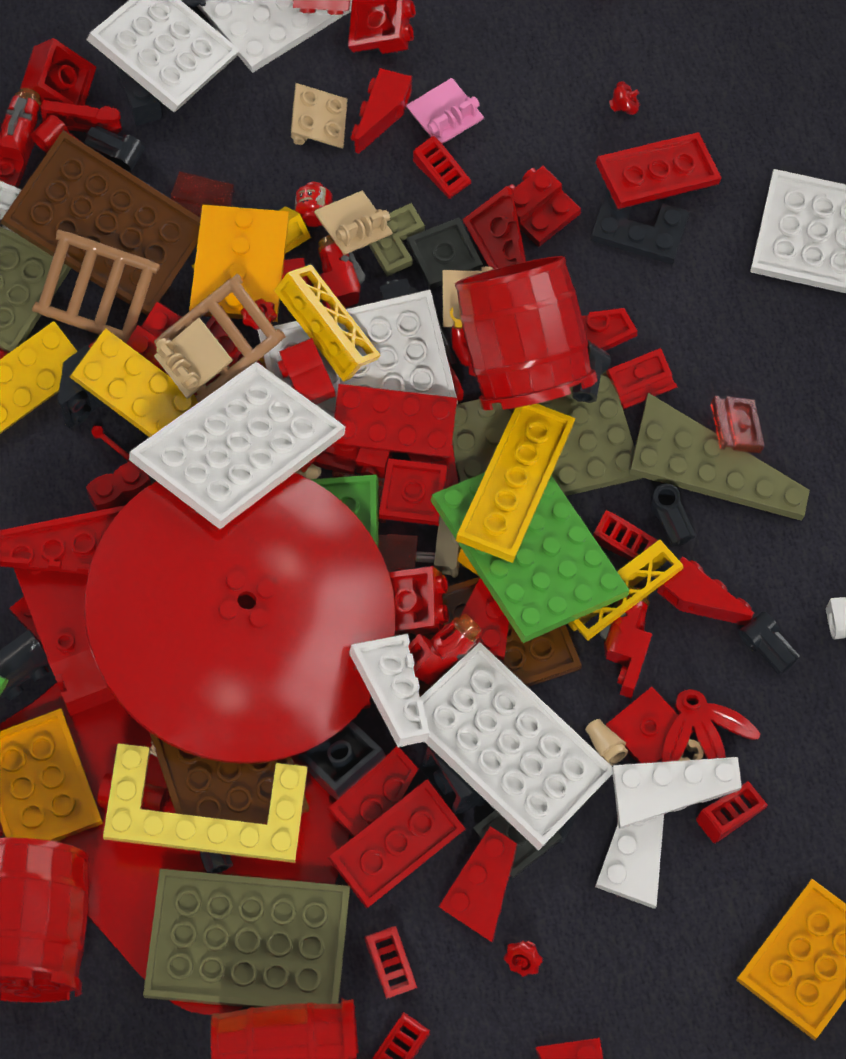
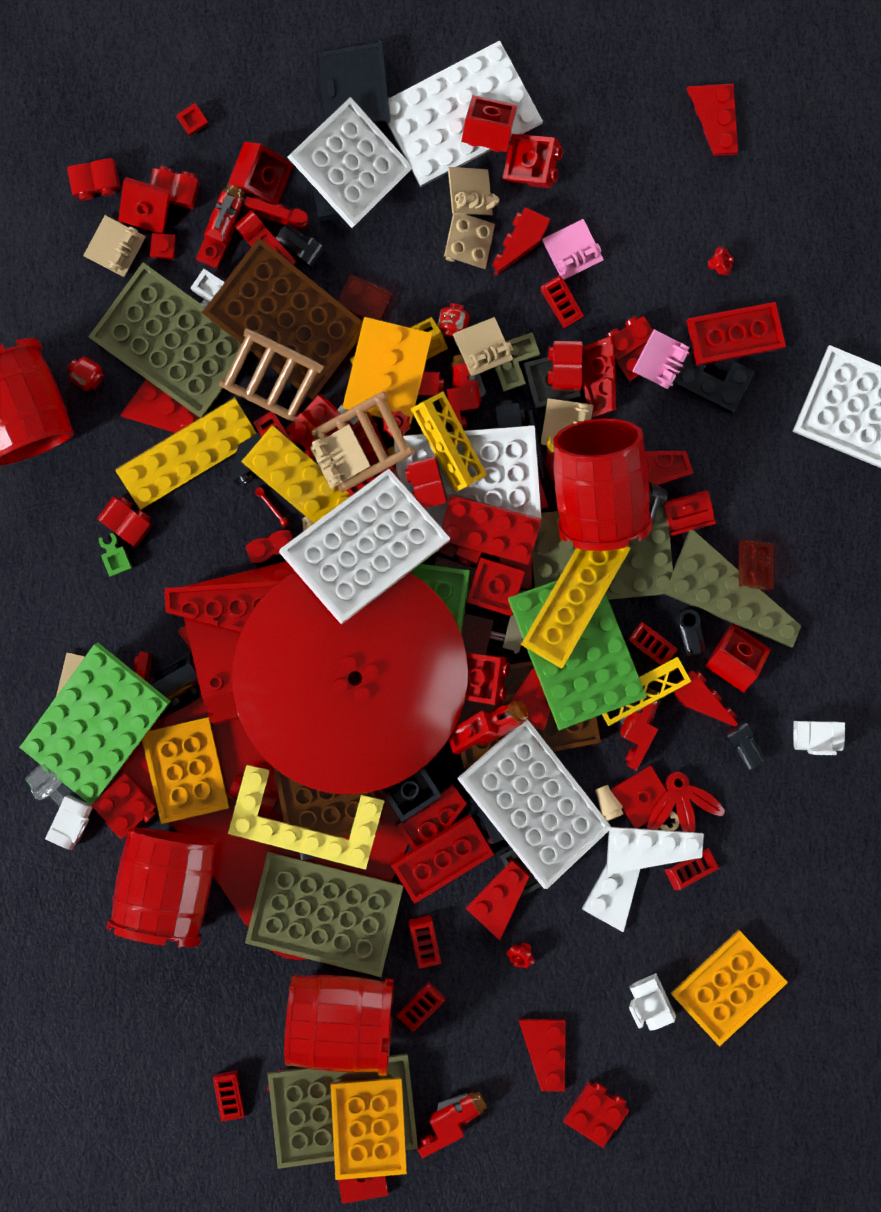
camera: 10 degrees right, 20 degrees up
(313, 63) = (471, 191): none -> tan hinge
(391, 681) = (455, 753): white wing -> none
(459, 228) = (567, 365): none -> red brick
(573, 209) = (661, 359): none -> bright pink hinge
(712, 994) = (651, 1003): none -> white piece
(737, 539) = (738, 658): none -> red slope

